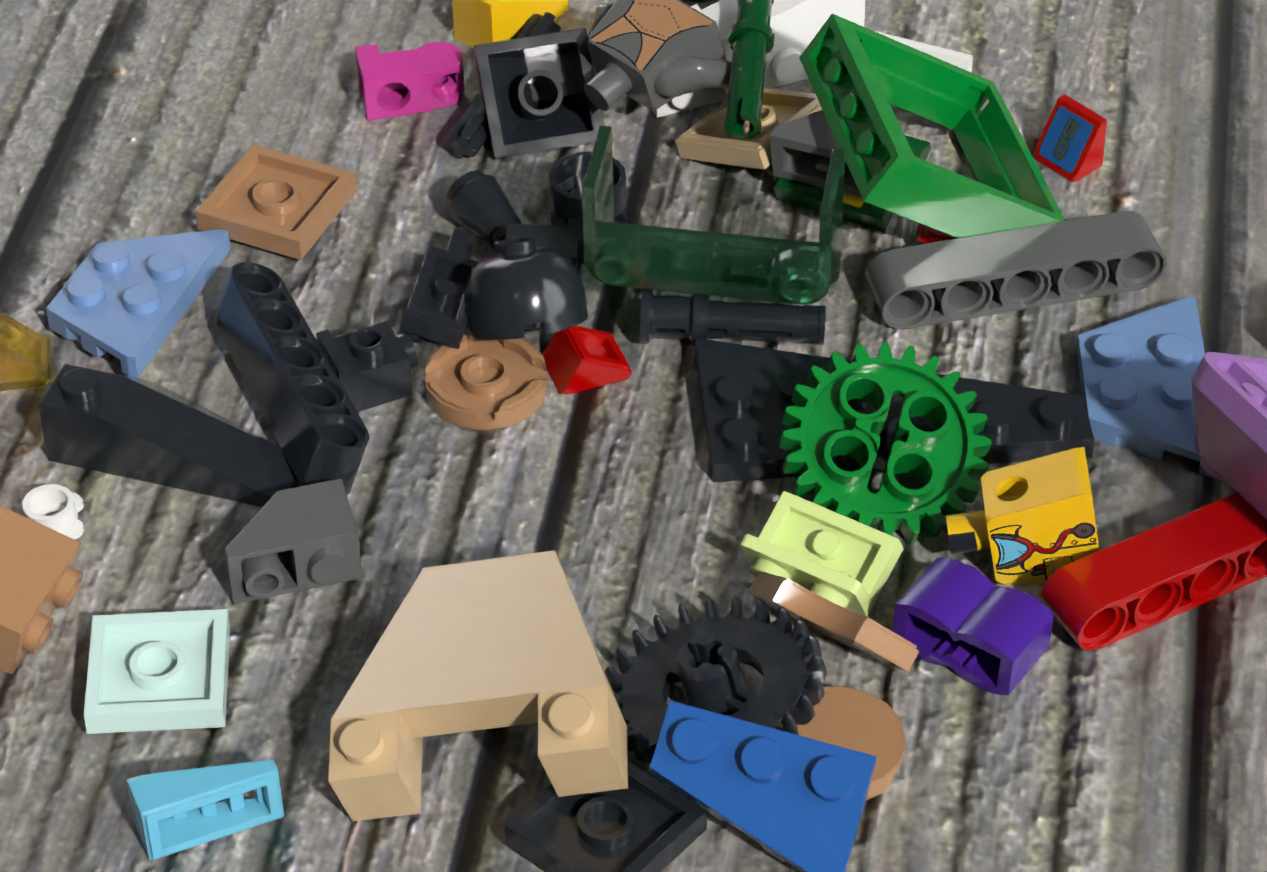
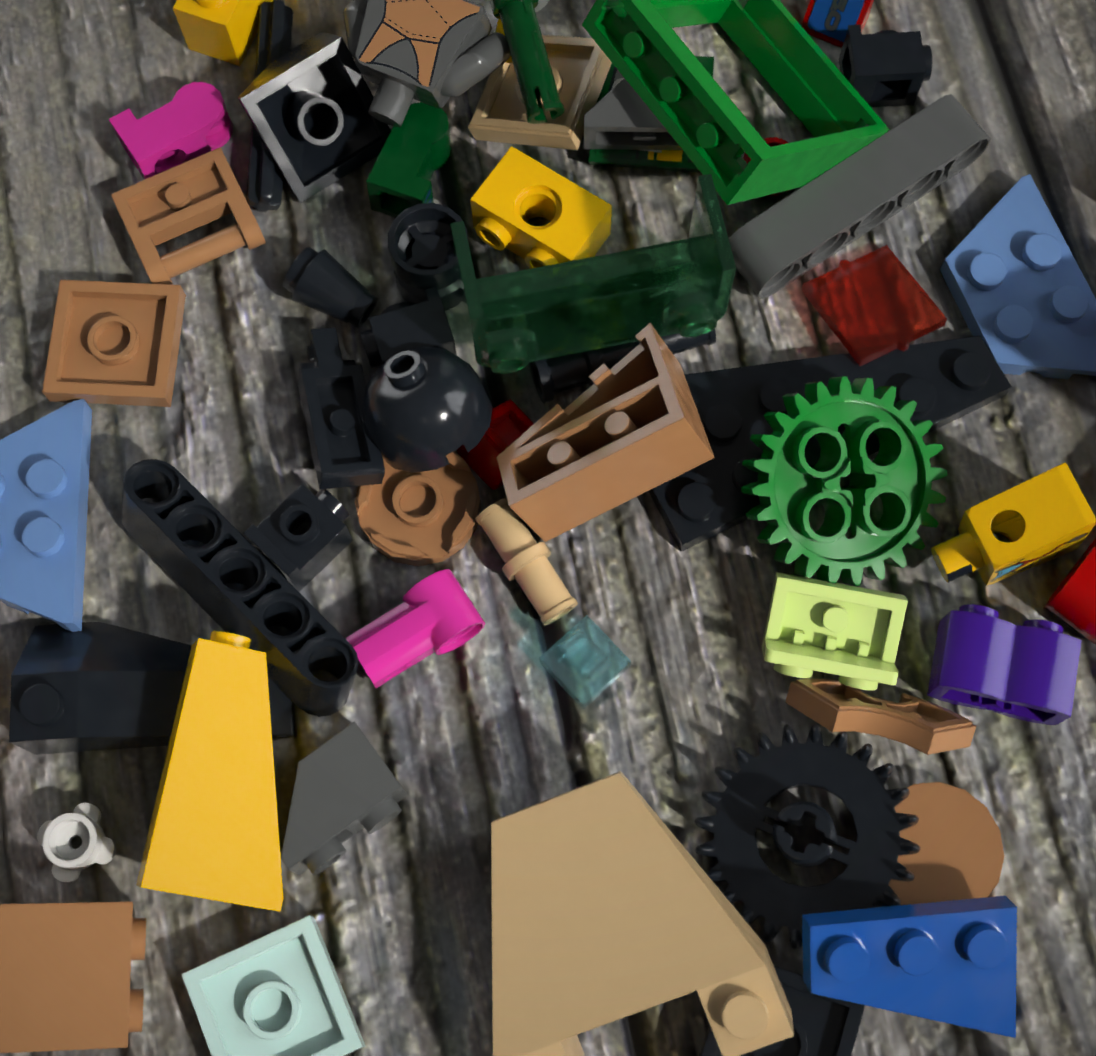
camera: 20 degrees left, 30 degrees up
(192, 490) = (217, 789): none -> yellow slope
(389, 125) = (181, 202): none -> medium nougat plate
(451, 450) = (431, 619): none -> dark pink piece
(561, 438) = (526, 561): none -> tan pin
(576, 522) = (585, 662): none -> clear light blue tile
(632, 134) = (408, 161): none -> dark green leg
(671, 356) = (608, 444): none -> medium nougat wedge
(703, 195) = (527, 189): none -> yellow brick
(992, 350) = (873, 305): none -> clear red piece
(1091, 183) = (885, 65): none -> black brick

